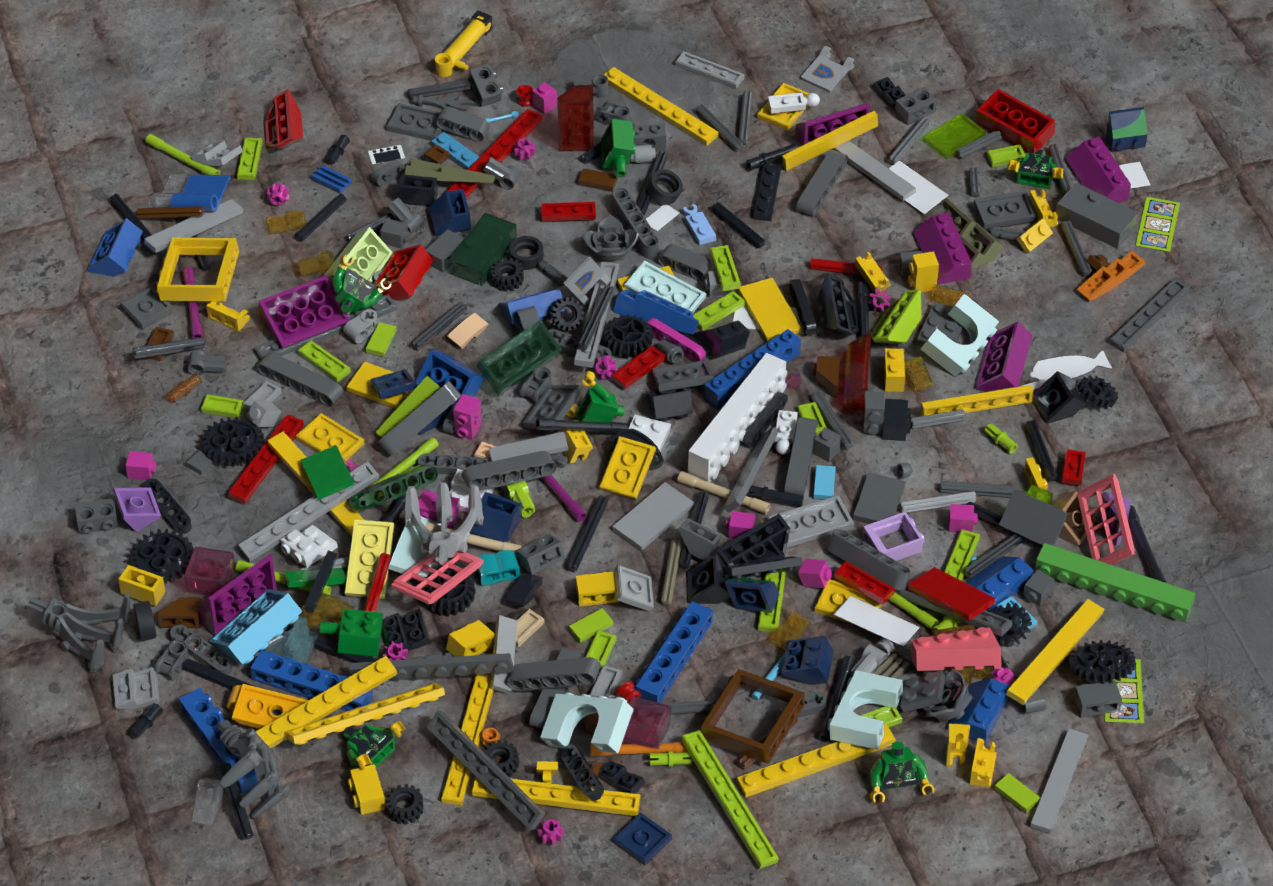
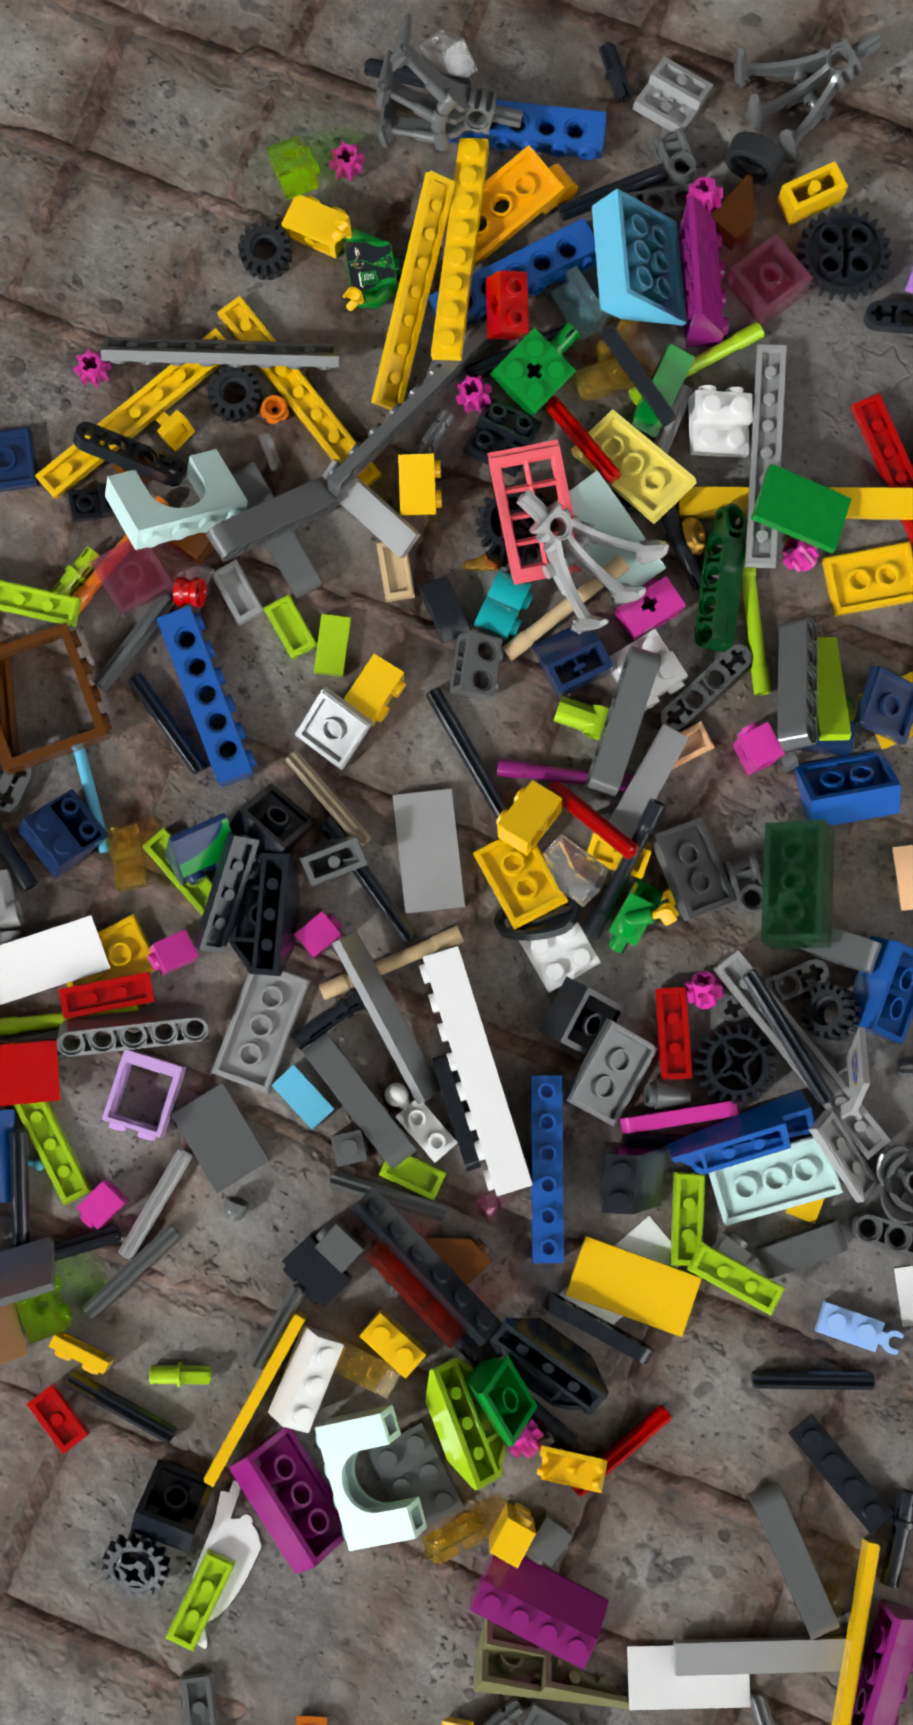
camera: 135 degrees right, 35 degrees up
(188, 618) = (706, 193): none -> dark pink gear
(316, 802) = (344, 153): none -> dark pink gear
(337, 656) = (507, 305): none -> red brick
(354, 808) = (294, 167): none -> clear neon green brick
(378, 515) = (694, 535): none -> pearl gold piece
(489, 585) = (481, 564): none -> pearl gold piece
(515, 722) = (270, 451): none -> clear tile
(570, 454) = (595, 821): none -> red axle
(595, 480) = (529, 817): none -> yellow brick
(602, 442) = (575, 870): none -> clear slope
(627, 270) = (844, 1156): none -> light grey tile
(705, 664) = (167, 723): none -> black axle
(846, 373) = (426, 1266): none -> black plate
(872, 310) = (502, 1397): none -> green slope
(947, 385) = (305, 1379): none -> white brick
(1085, 364) = (200, 1599): none -> lime tile

